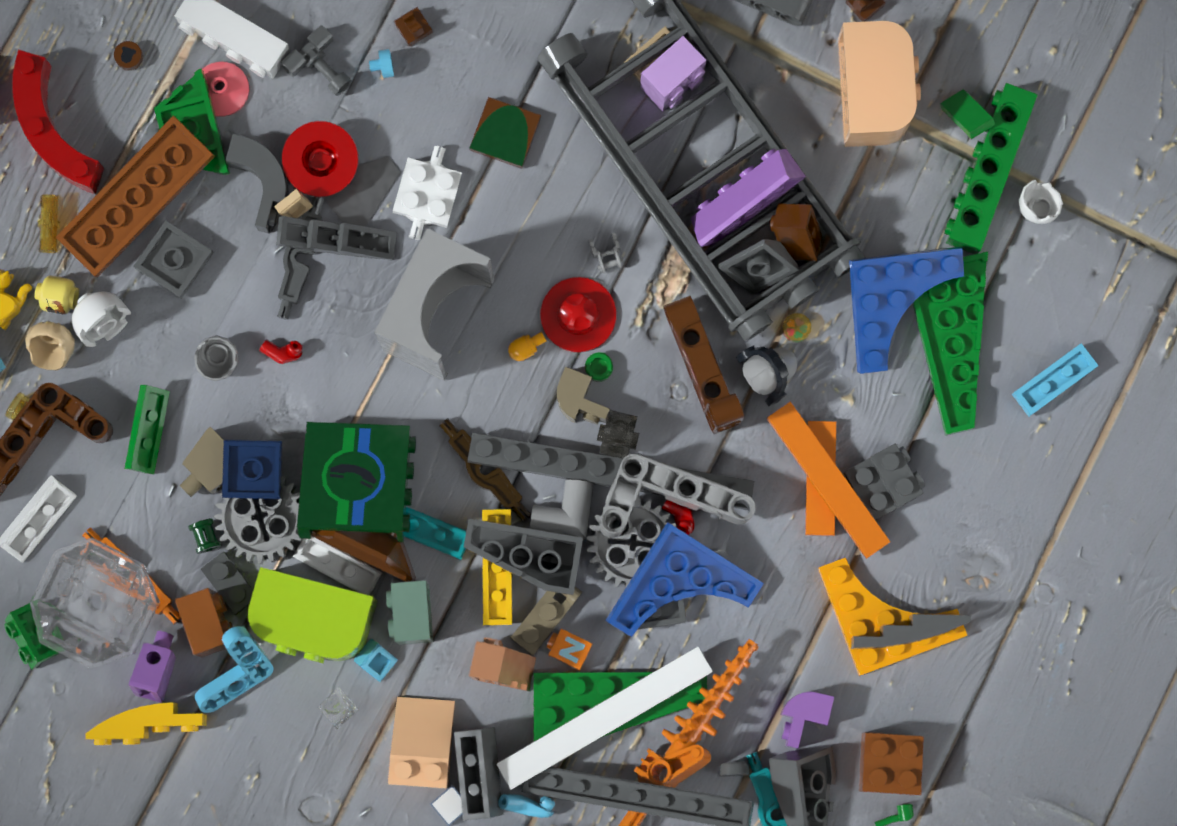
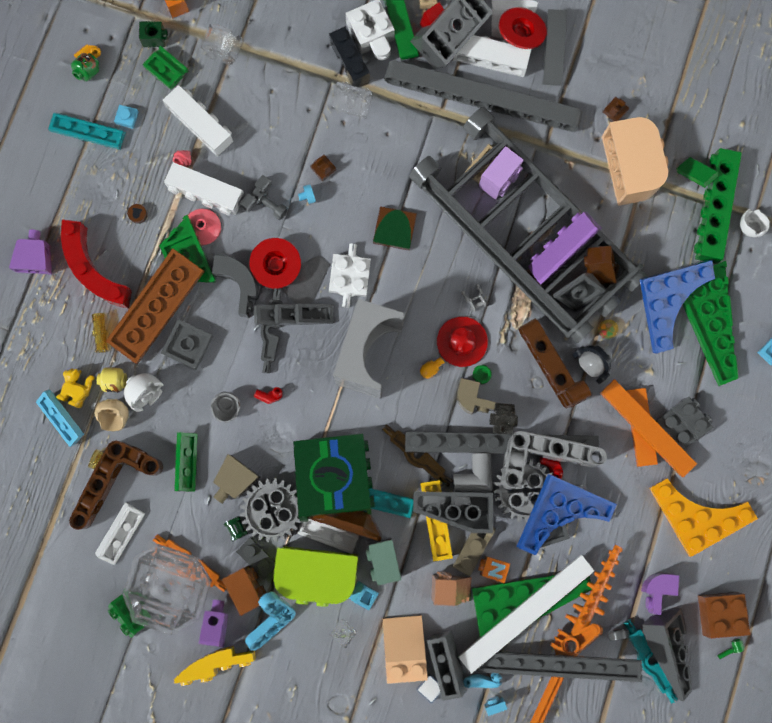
camera: 10 degrees left, 0 degrees up
(252, 469) = (261, 479): dark blue tile -> none
(293, 205) = (262, 296): tan tile -> none
(920, 628) = (727, 521): dark grey slope -> none

